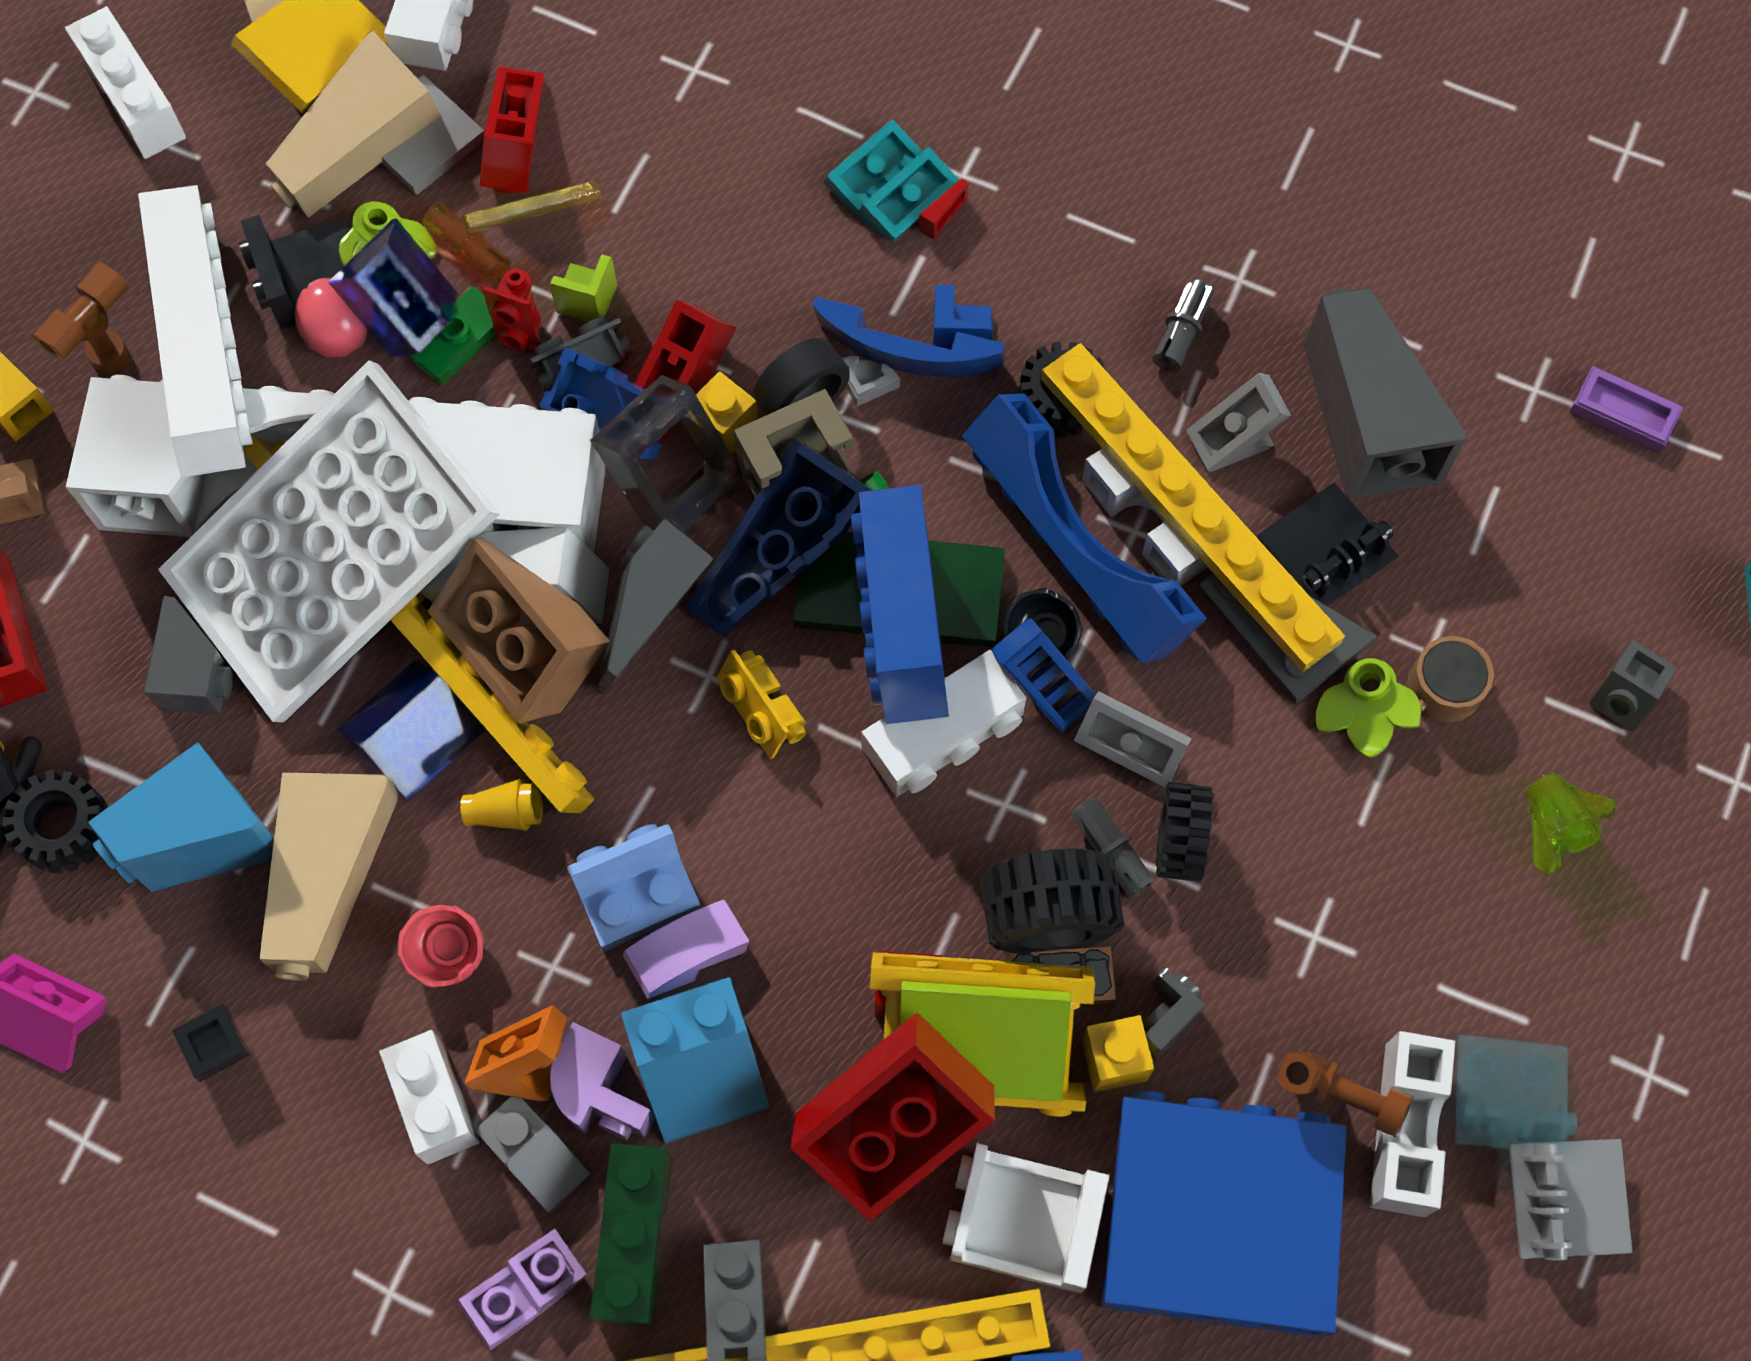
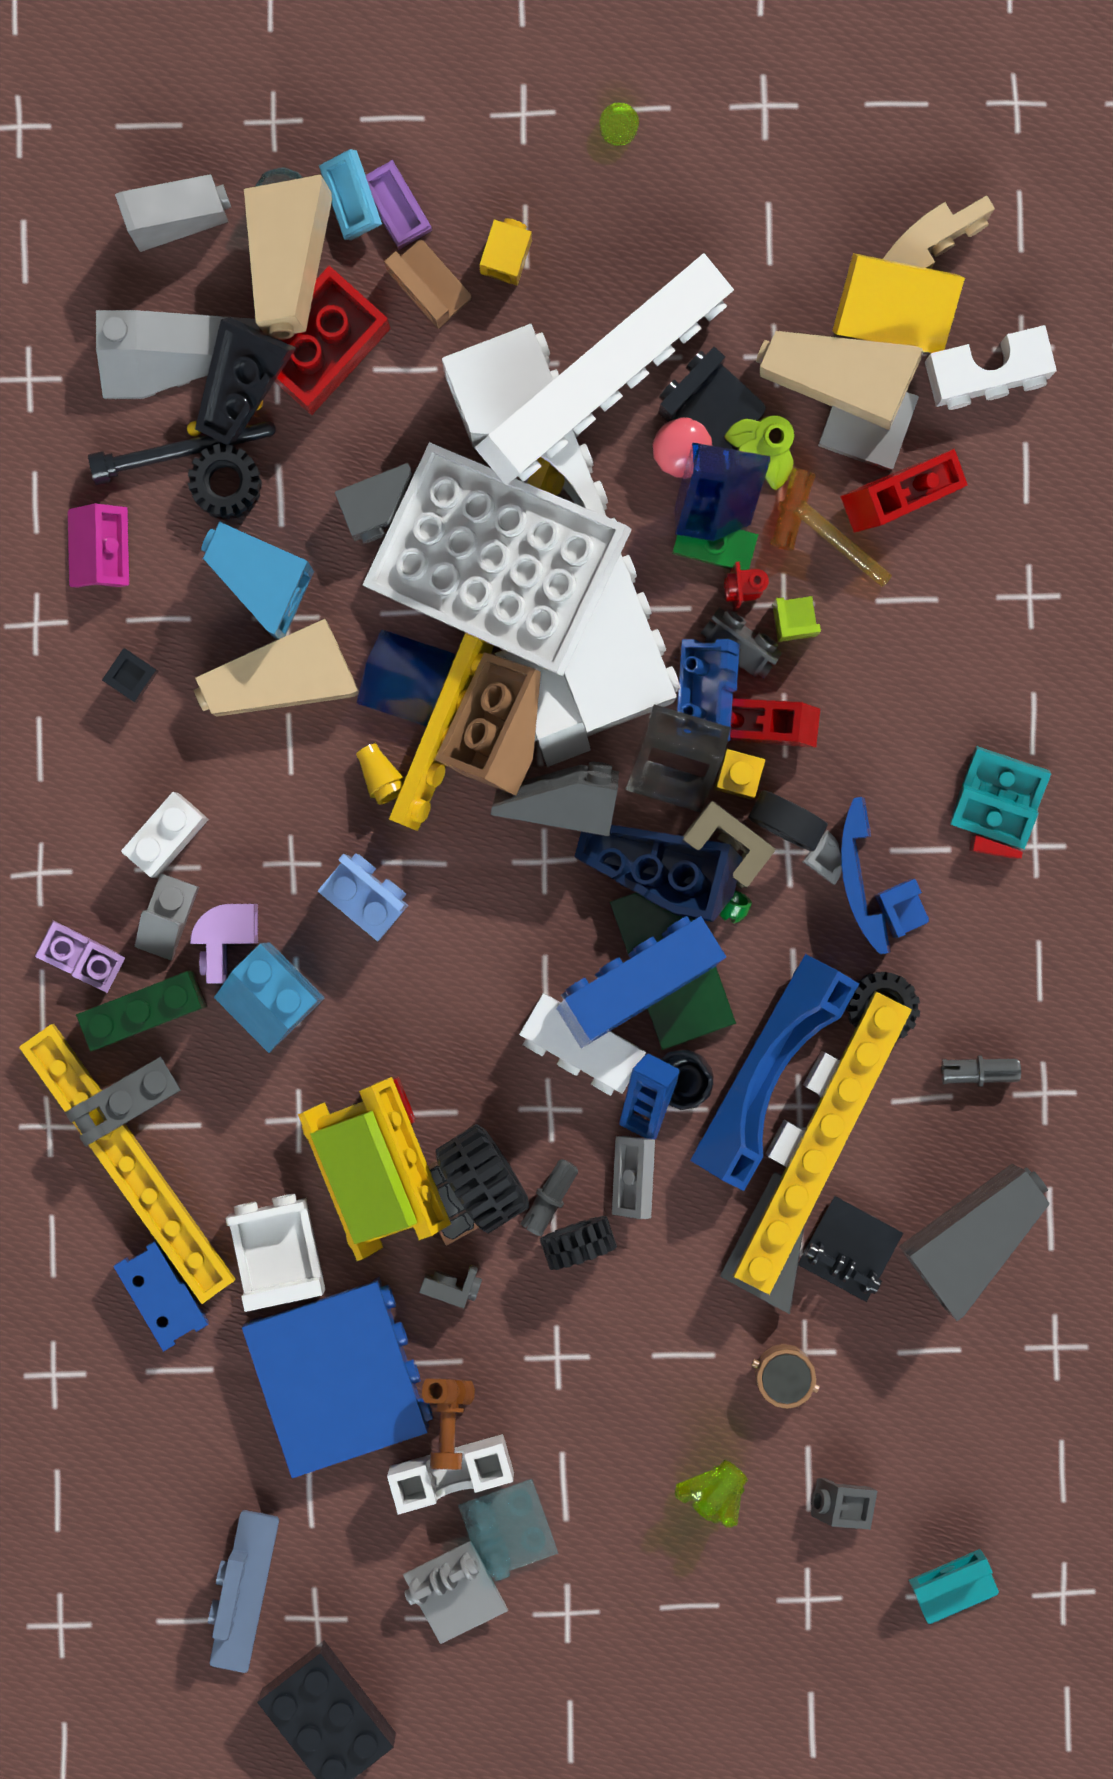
camera: 70 degrees right, 20 degrees up
(88, 322) = (578, 287): dark orange bar -> none
(126, 82) = (798, 177): white arch -> none
(440, 946) = (264, 788): coral hair -> none
(519, 1057) = (217, 878): orange slope -> none
(683, 947) = (342, 948): lavender slope -> none
(746, 684) = (527, 923): yellow hinge -> none
(893, 1117) = (287, 1144): red brick -> none
(1117, 1053) = (407, 1264): yellow brick -> none
(1239, 424) = (912, 1147): light grey slope -> none
(1366, 714) = (732, 1328): lime plate -> none
(1626, 409) = (1068, 1419): medium lavender tile -> none

